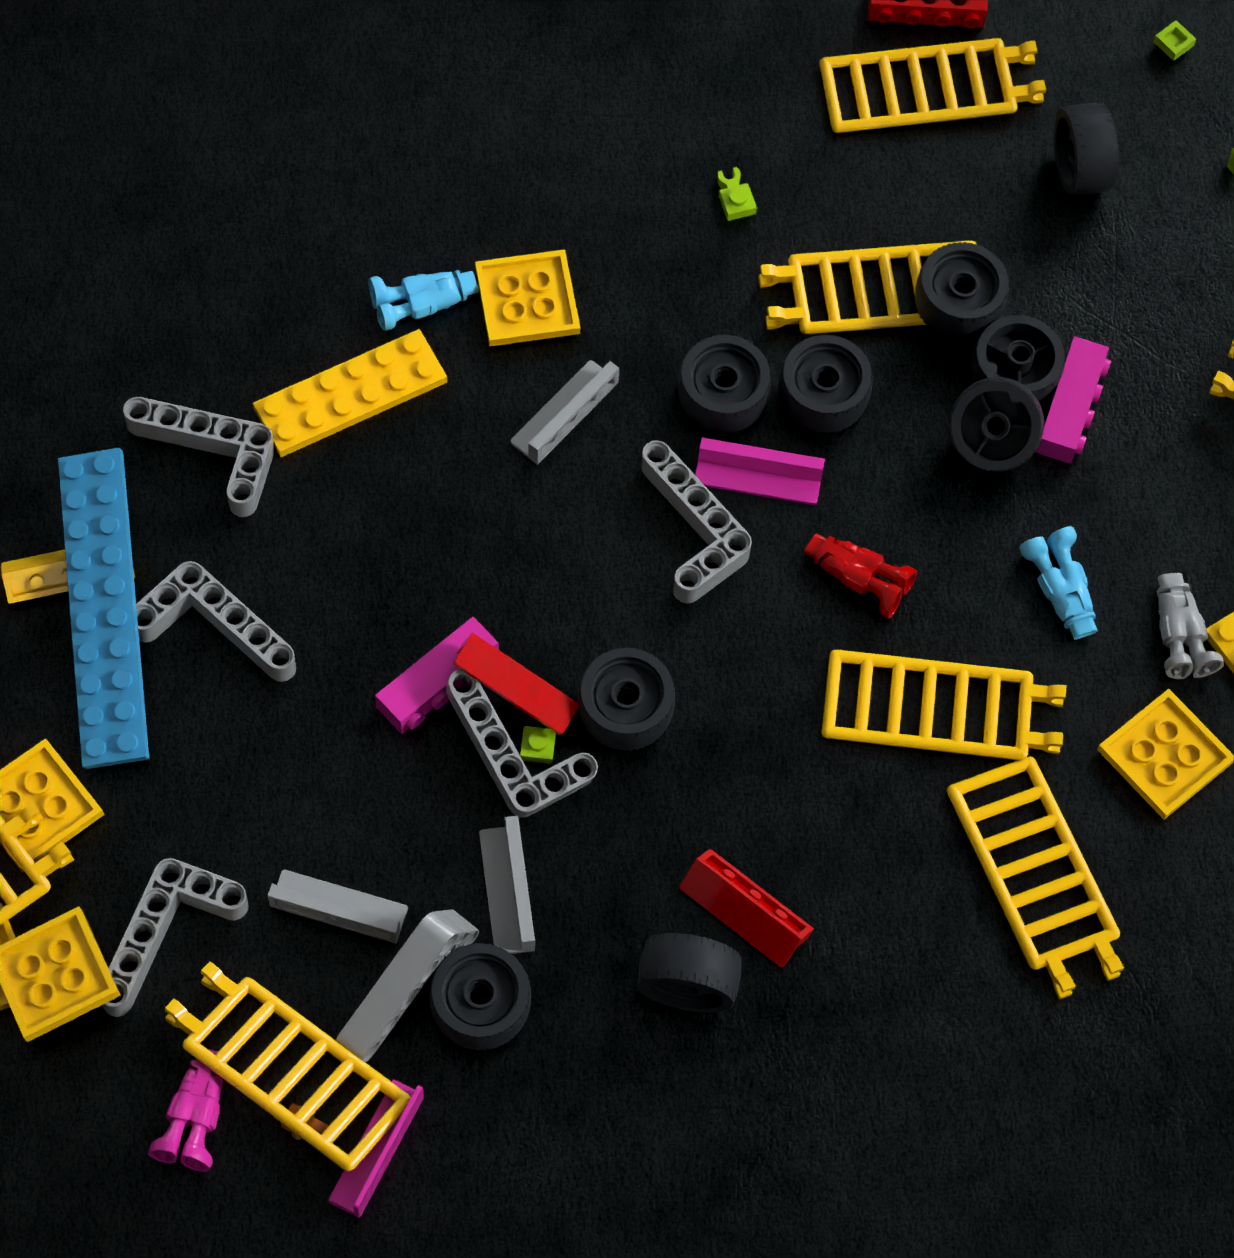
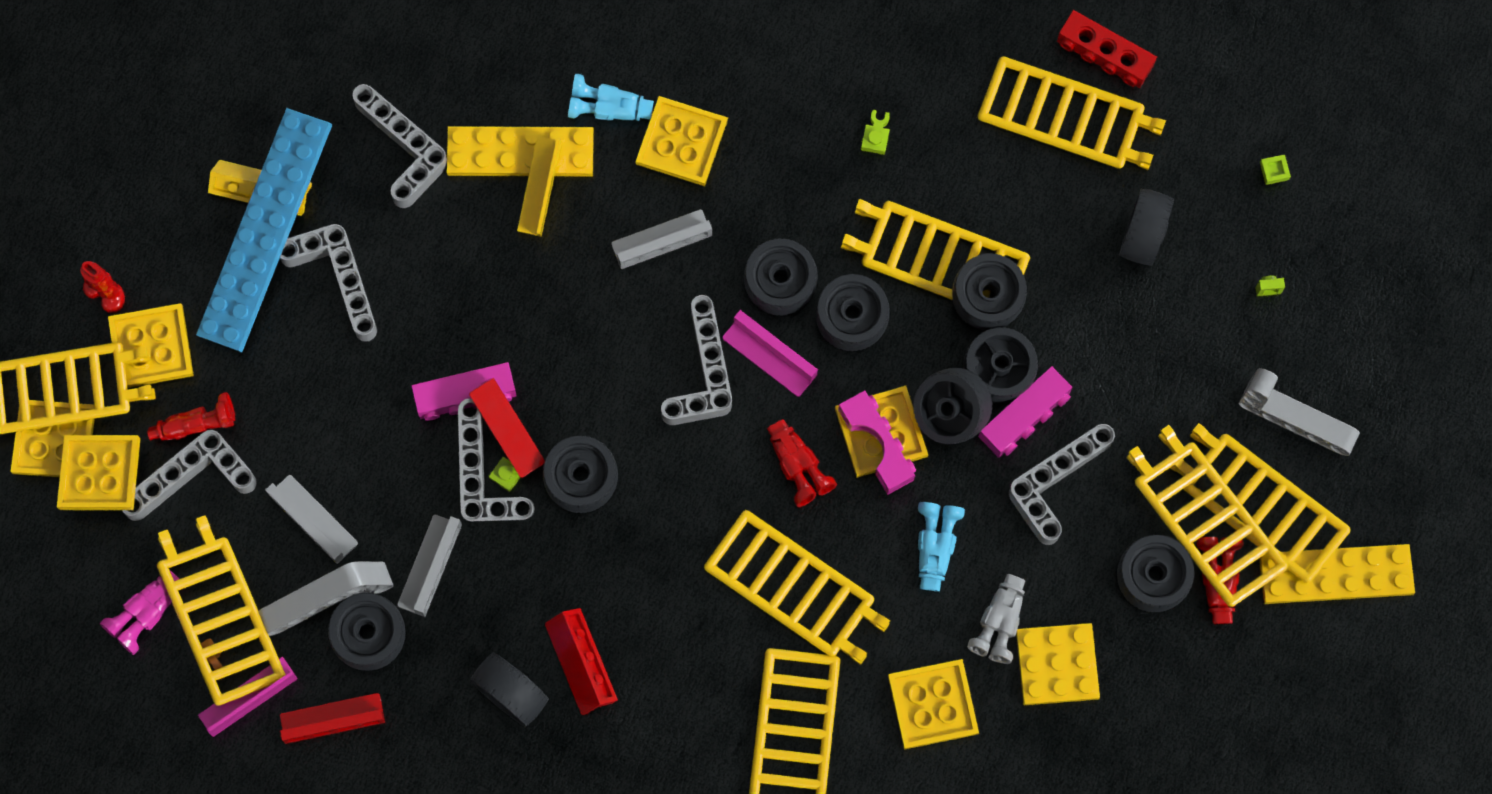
camera: 30 degrees right, 10 degrees up
(135, 862) = (195, 421): none -> red piece
(397, 414) = (539, 186): none -> yellow panel
(492, 1121) = (331, 718): none -> red panel
(906, 482) = (861, 415): none -> dark pink arch
(930, 494) = (867, 451): none -> yellow plate
(1140, 448) = (1054, 475): none -> light grey beam

